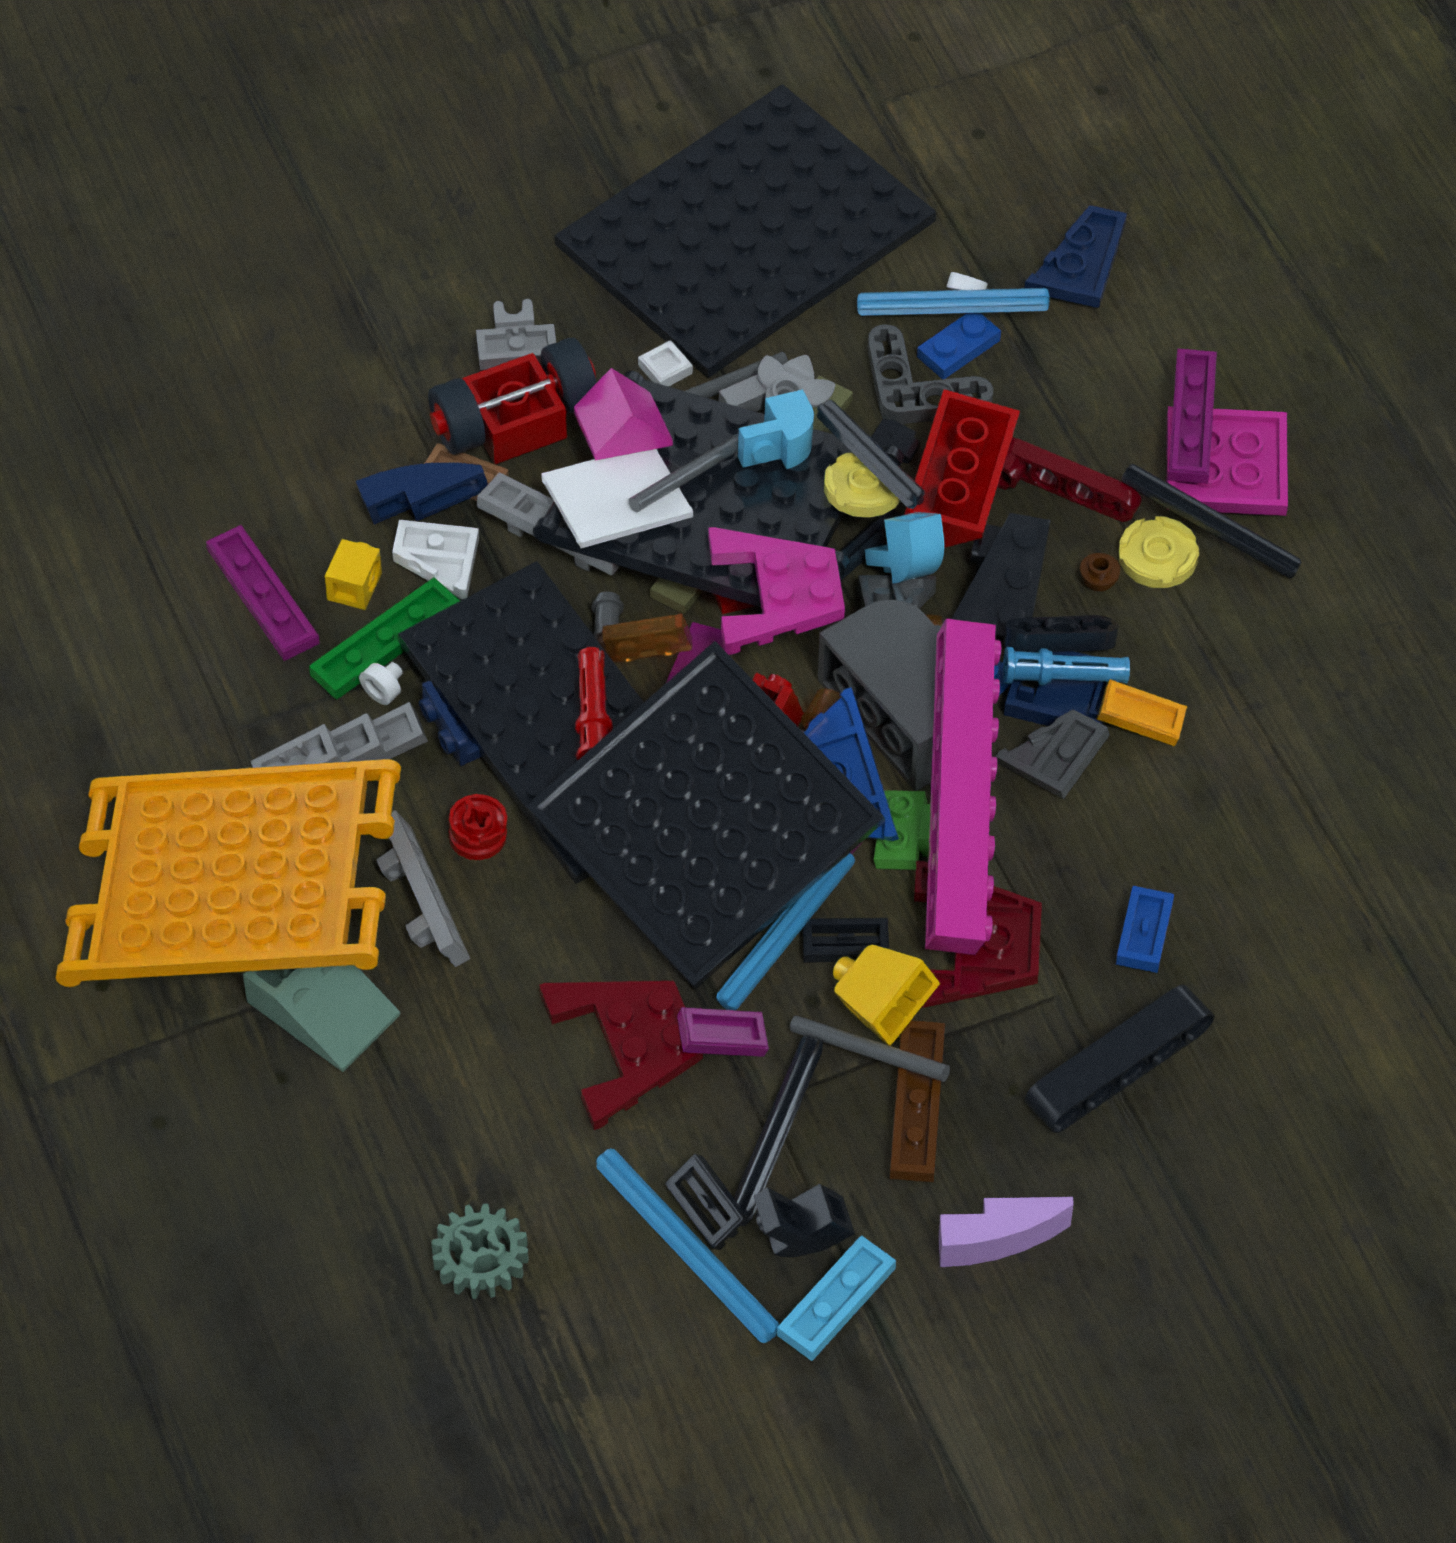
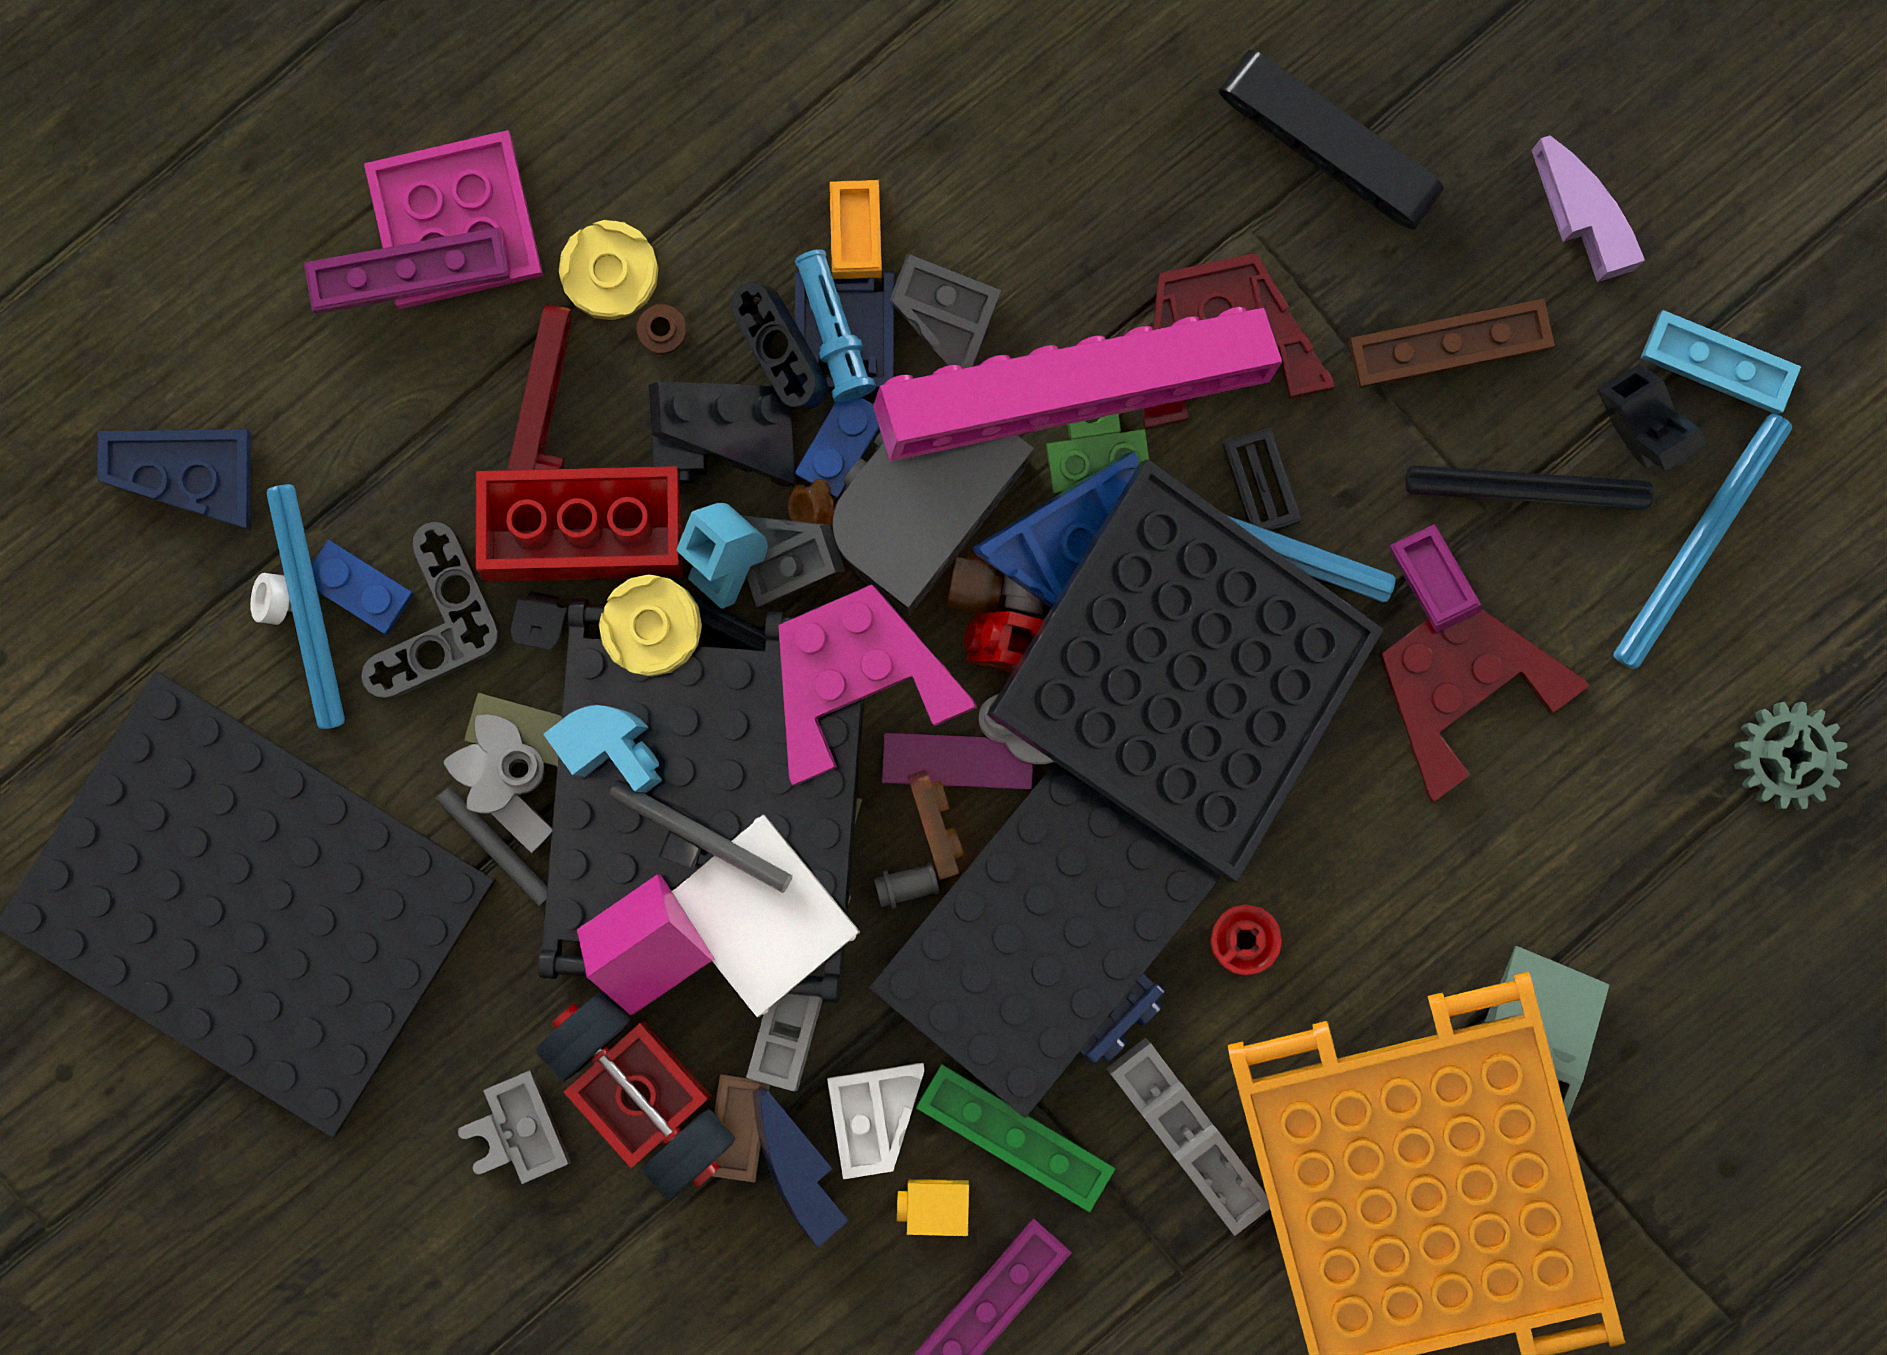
camera: 105 degrees left, 30 degrees up
(381, 682) = (1082, 1118): white tile -> none
(436, 920) = (1355, 968): light grey hinge -> none
(593, 721) = (1092, 842): red pin -> none
(665, 364) = (495, 936): white tile -> none
(737, 1215) = (1646, 527): black tile -> none
(870, 454) = (615, 625): black axle -> none
(870, 1048) = (1410, 410): dark grey bar -> none
(884, 989) = (1339, 415): yellow torso -> none
(1145, 929) = (1152, 154): blue plate -> none
(1211, 521) = (558, 214): black axle -> none

